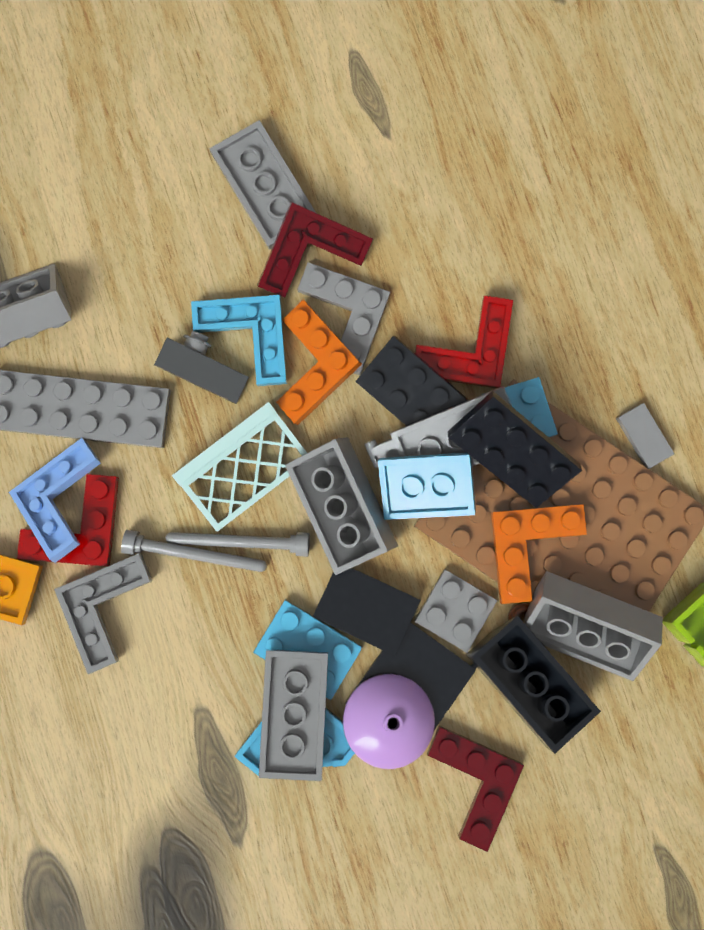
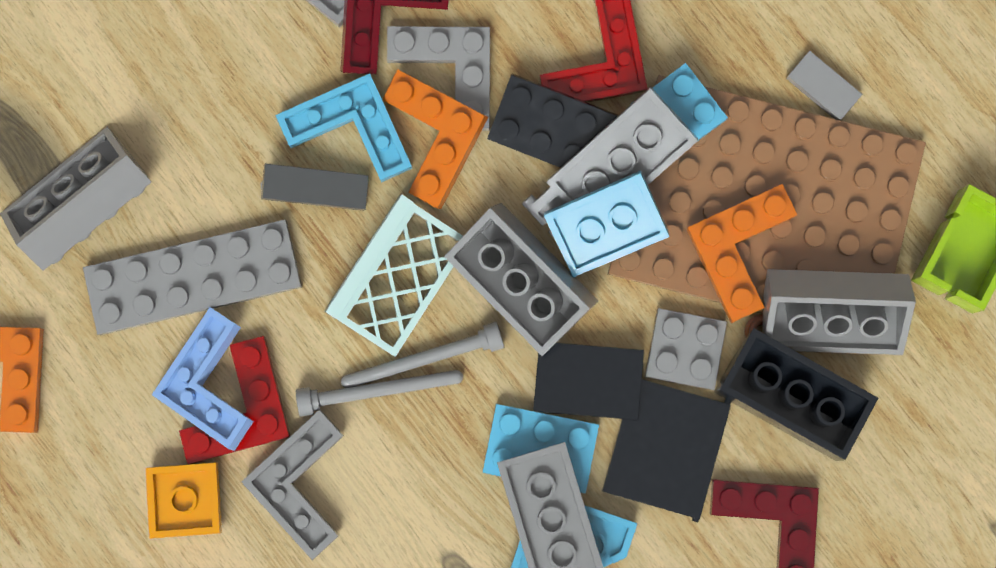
camera: 15 degrees left, 0 degrees up
(197, 342) = (298, 157): light grey plate -> none
(367, 719) = (632, 495): lavender dish -> none
(514, 449) = (686, 151): black plate -> none

